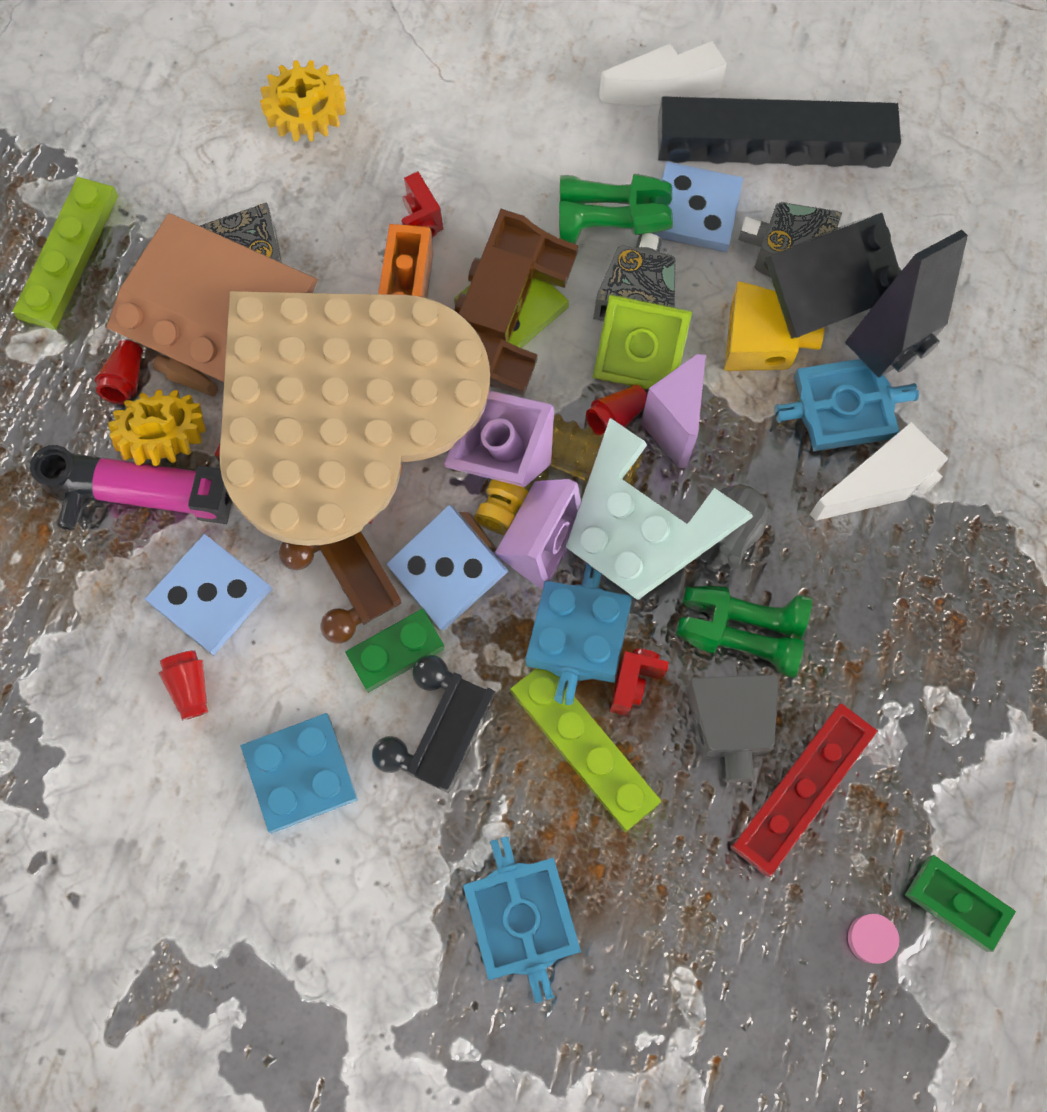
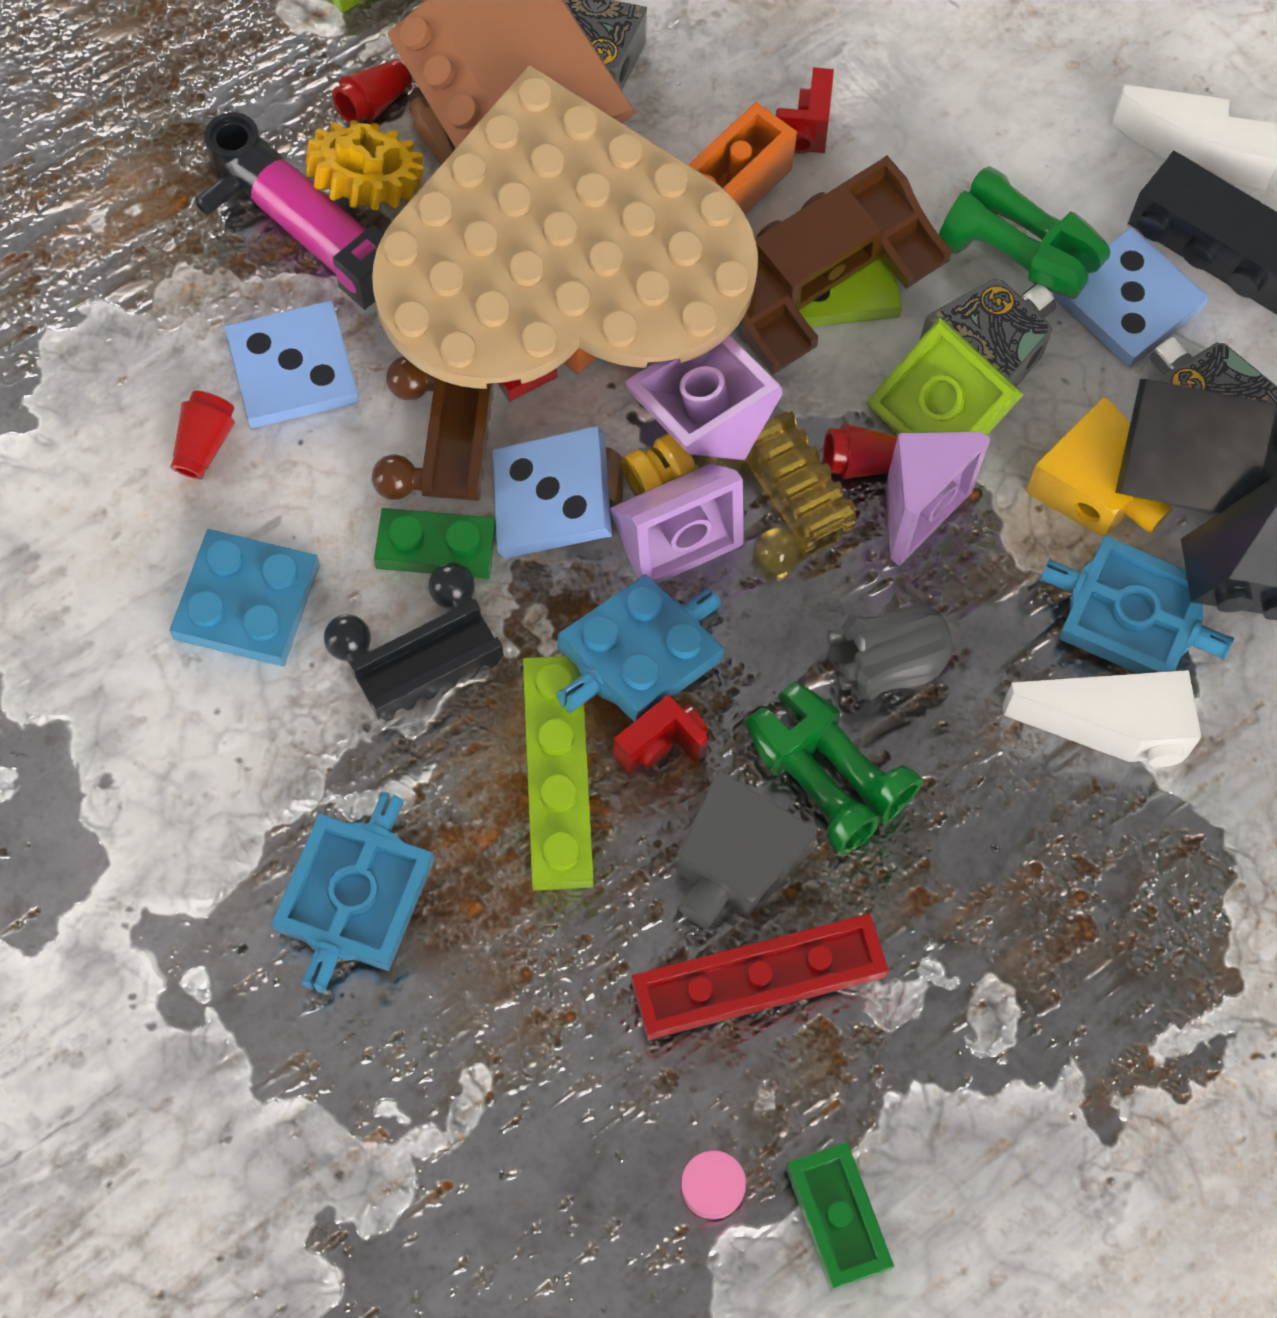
camera: 35 degrees right, 5 degrees down
(631, 534) = (769, 581): light aqua wing -> none

